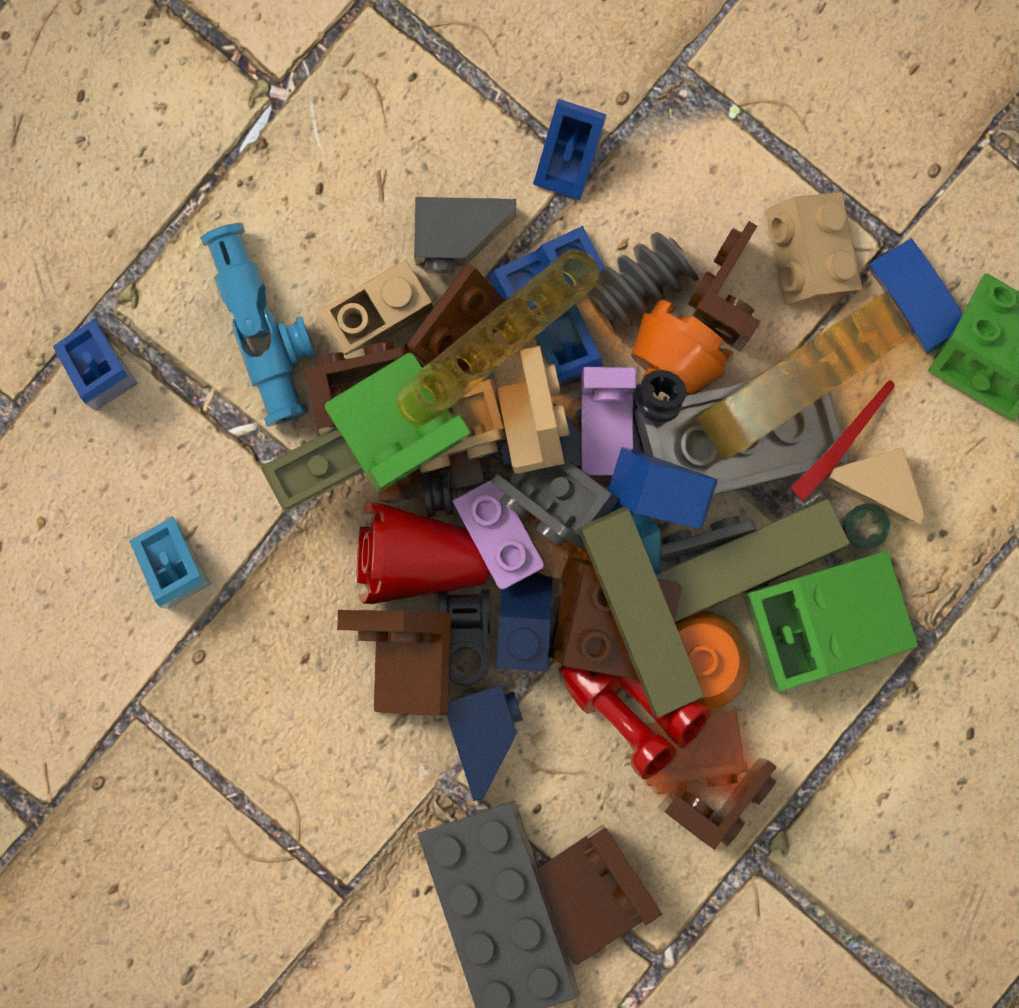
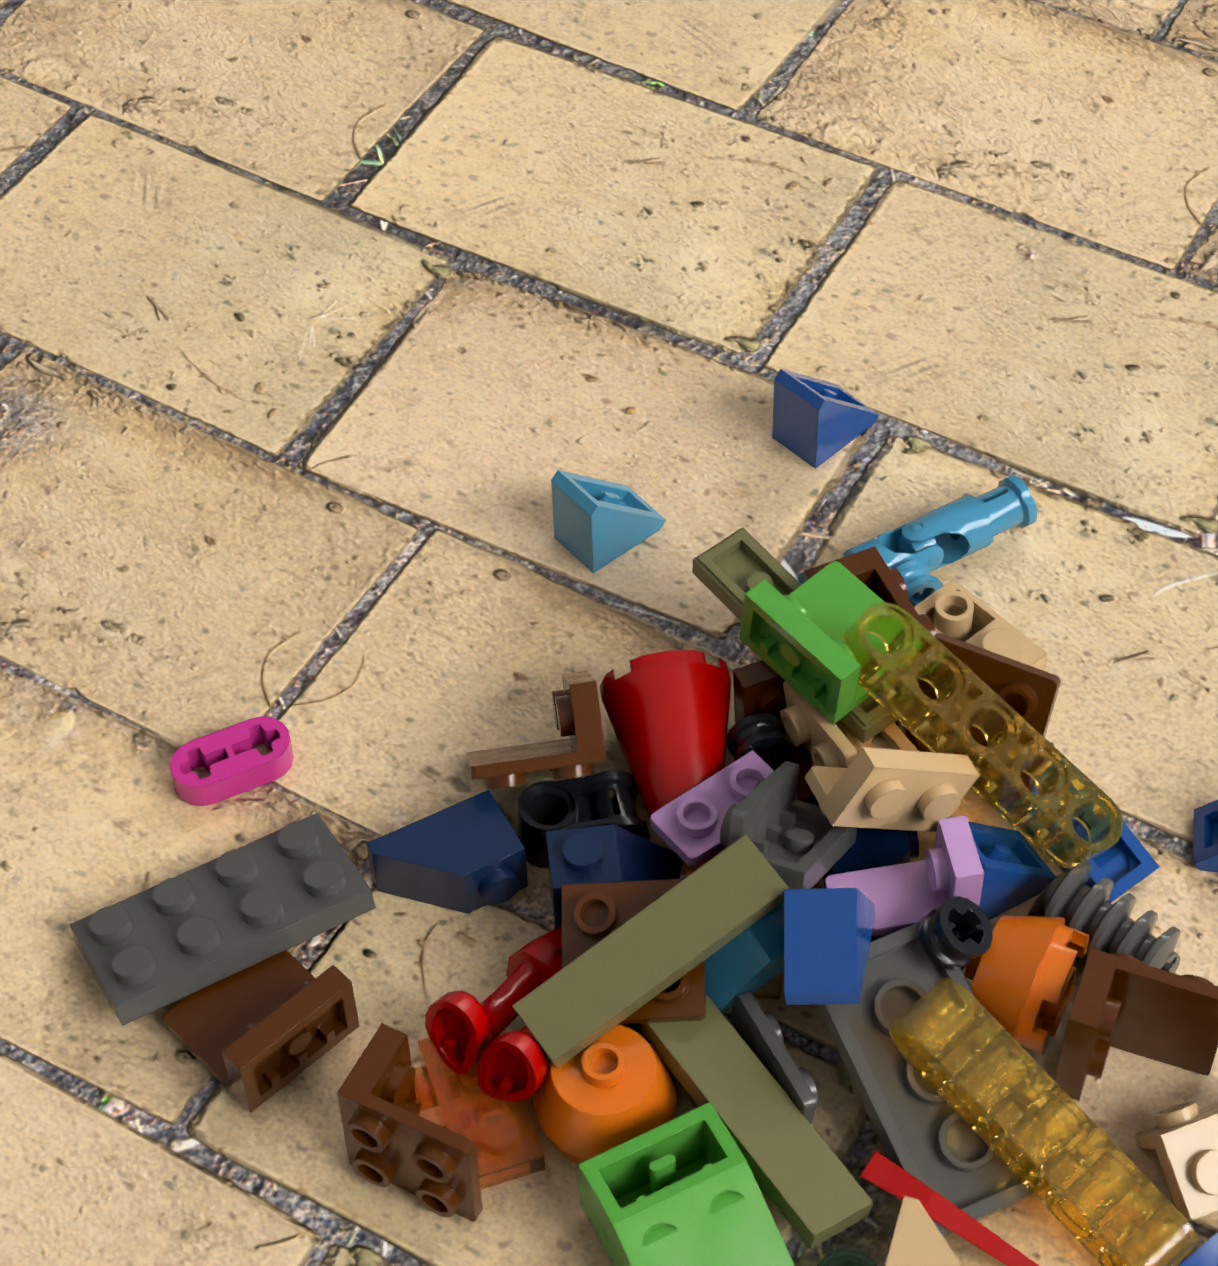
camera: 85 degrees right, 35 degrees down
(339, 896) = (231, 761): none -> dark pink beam
(457, 229) = (1107, 727): dark grey slope -> none

